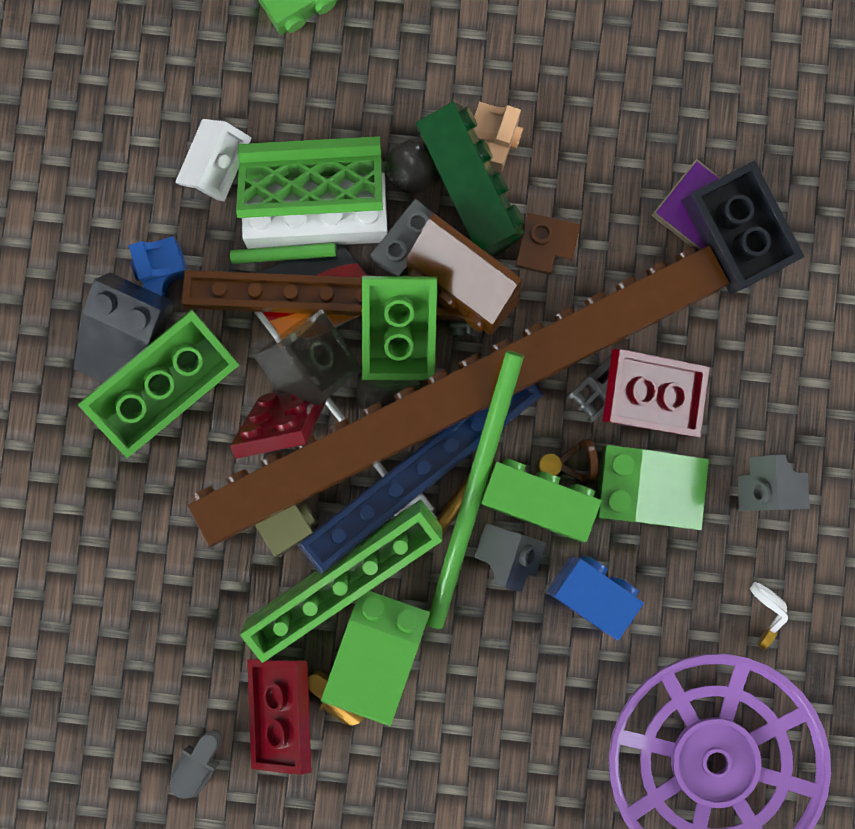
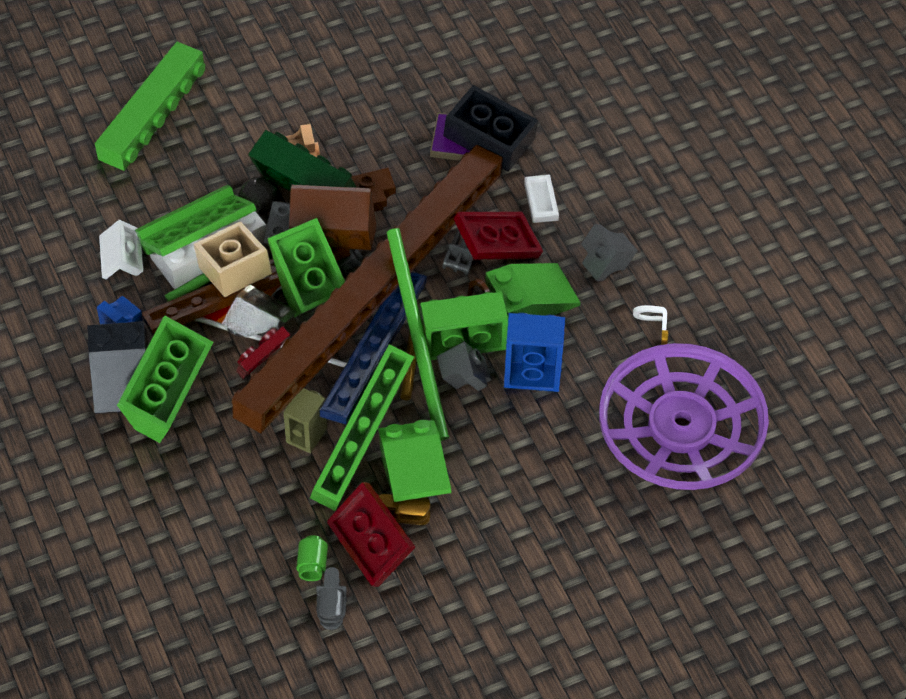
camera: 35 degrees left, 30 degrees down
(204, 700) = (312, 558): none -> bright green brick
(316, 266) = (232, 259): none -> tan brick
(746, 355) = (541, 198): none -> white tile

